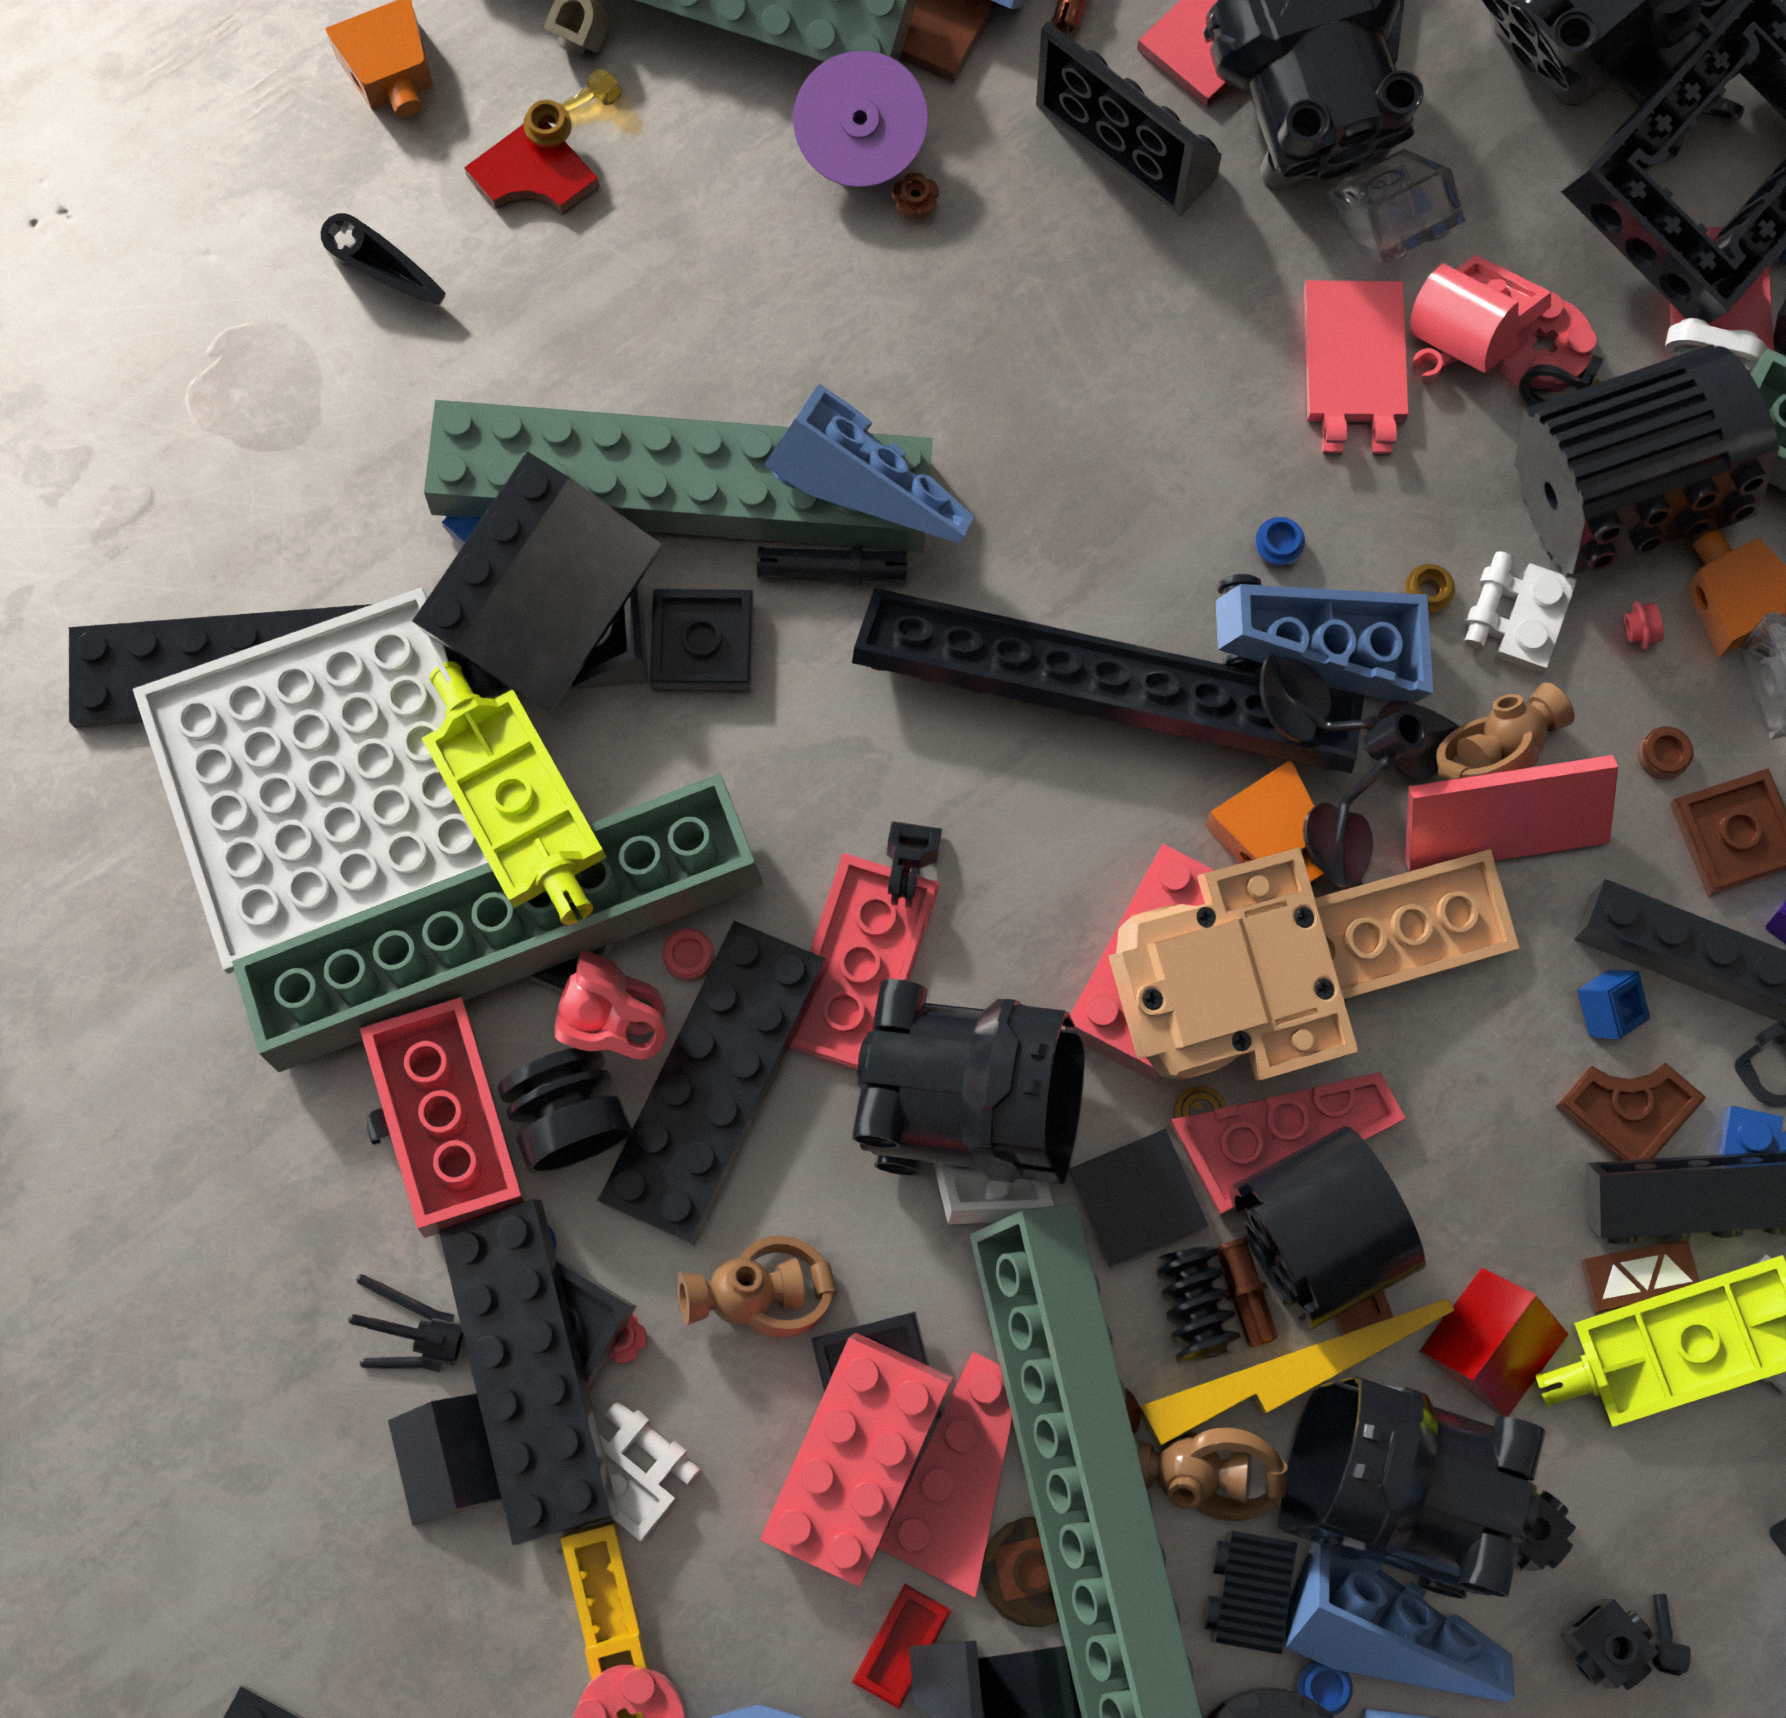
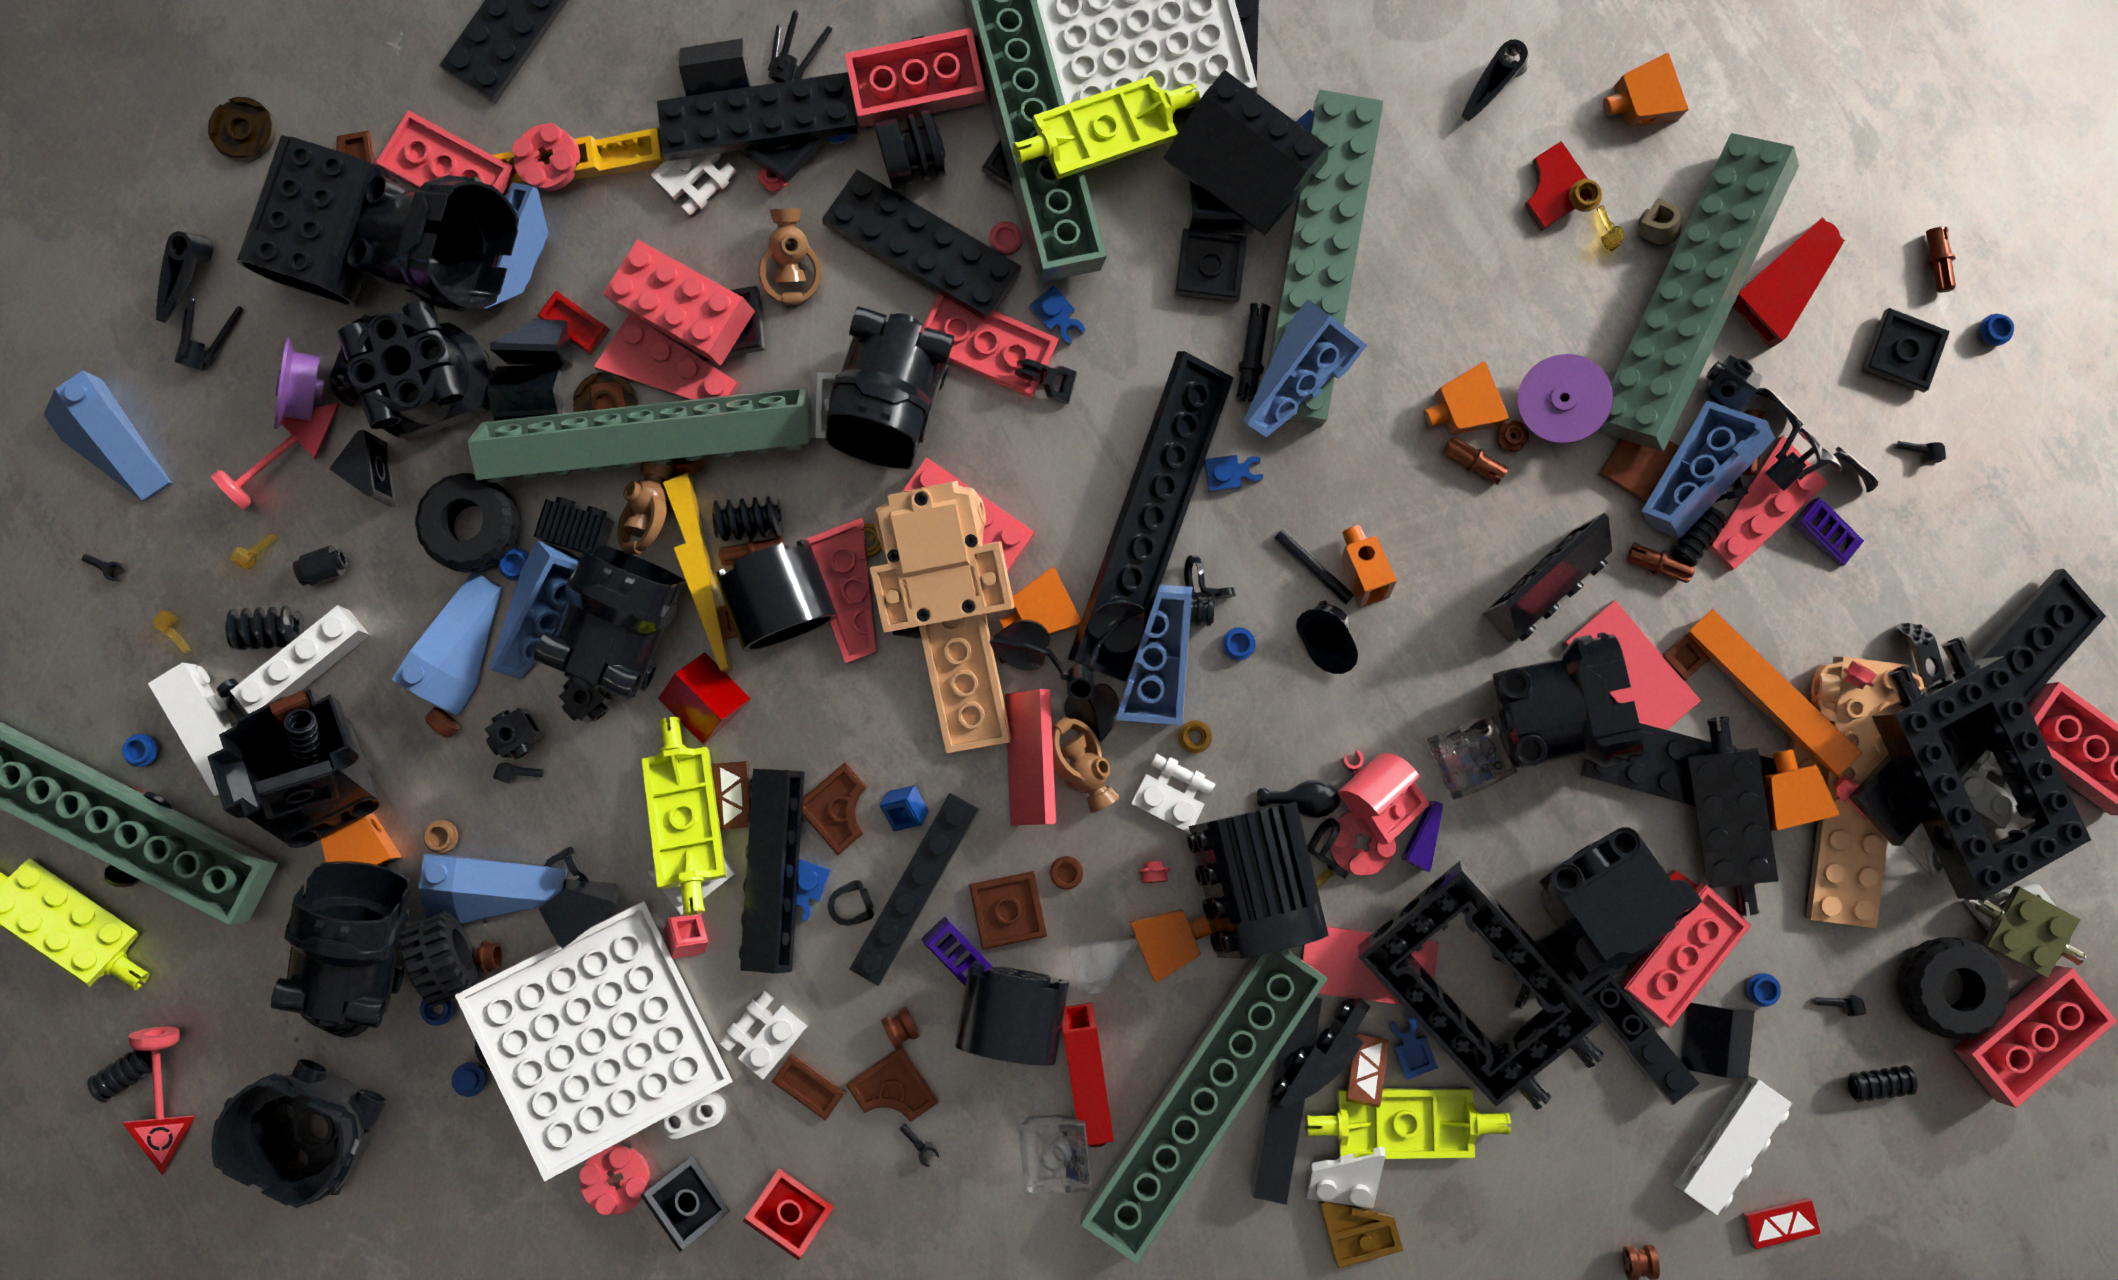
camera: 90 degrees right, 10 degrees up
(602, 1008) = (969, 175): coral piece -> none
(800, 866) = (1054, 311): none -> blue plate
(874, 256) = (1468, 403): none -> orange torso
(958, 240) = (1475, 460): none -> copper axle
(1021, 585) = (1226, 473): none -> blue plate
(1138, 1198) = (817, 492): black tile -> none
(1144, 366) = (1366, 567): none -> orange torso
(1146, 448) = (1314, 566): none -> black bar
(1200, 622) = (1205, 592): none -> black piece
(1254, 411) = (1328, 638): none -> black piece
(1355, 359) = (1364, 713): coral tile -> none
(1494, 419) = (1313, 798): none -> black piece
(1530, 256) = (1422, 843): none -> dark purple slope
(1696, 334) = (1347, 938): white plate -> none

